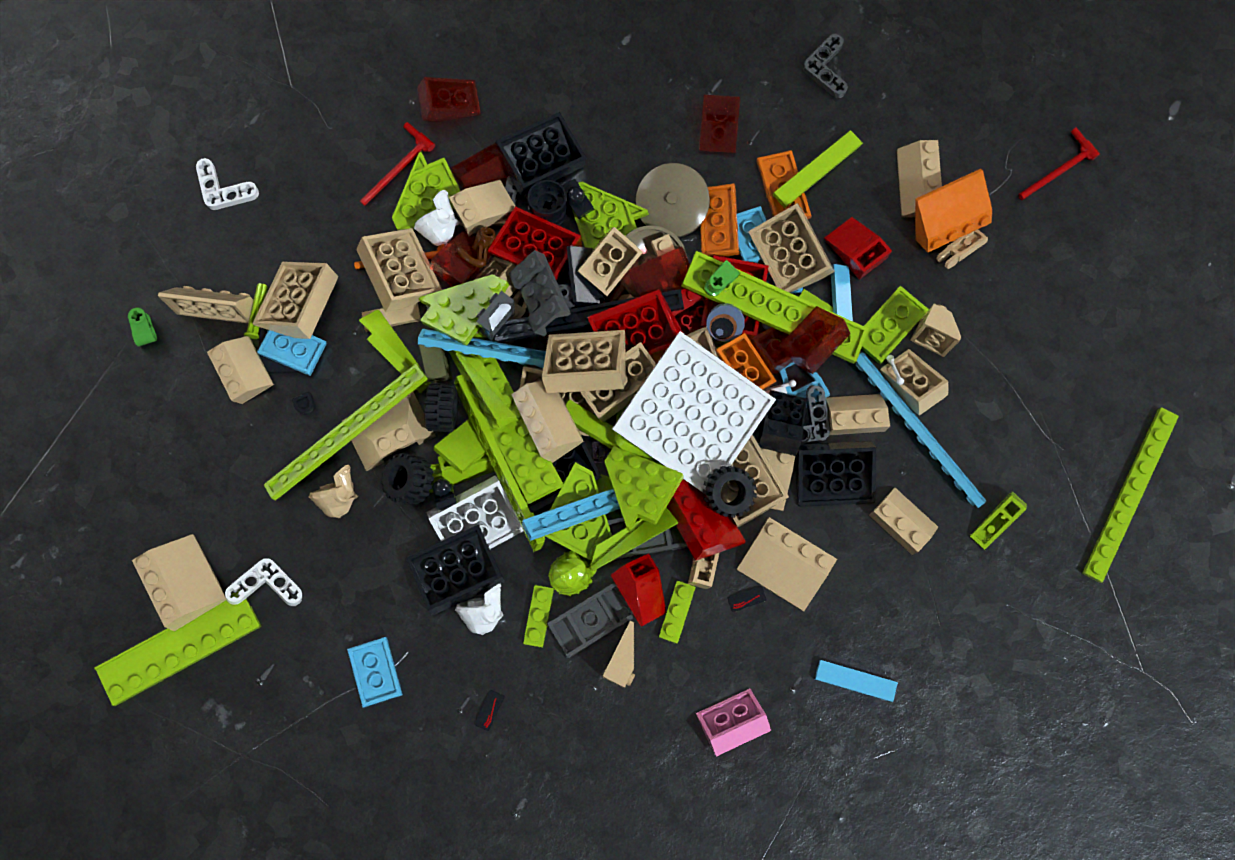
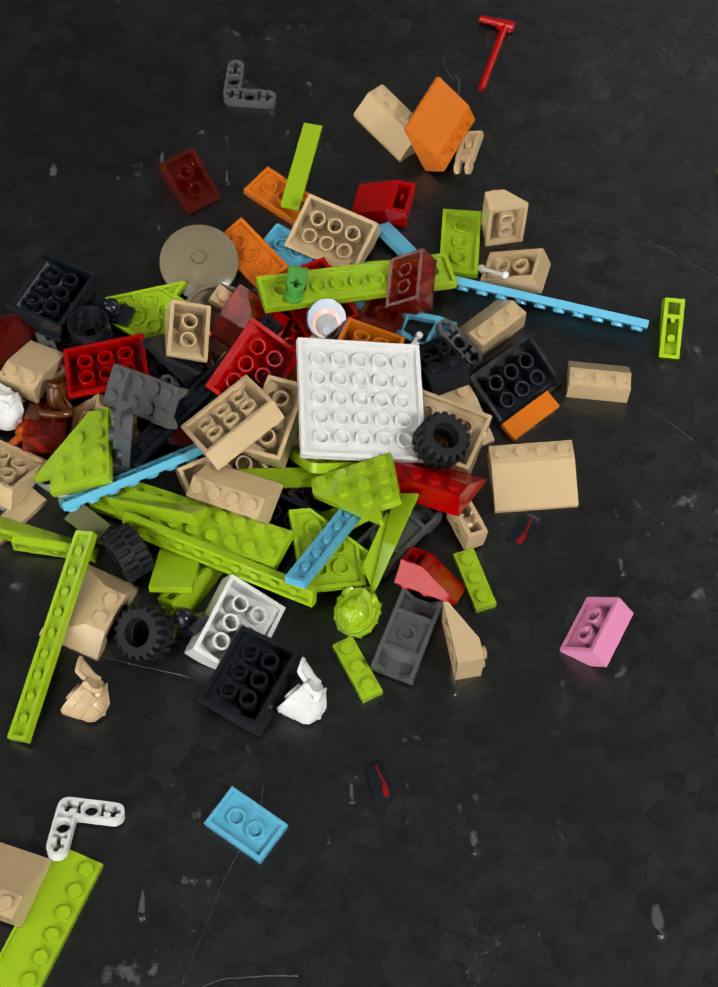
camera: 35 degrees left, 15 degrees down
(826, 512) = (530, 416): none -> orange tile
(856, 681) = (666, 528): medium azure tile -> none

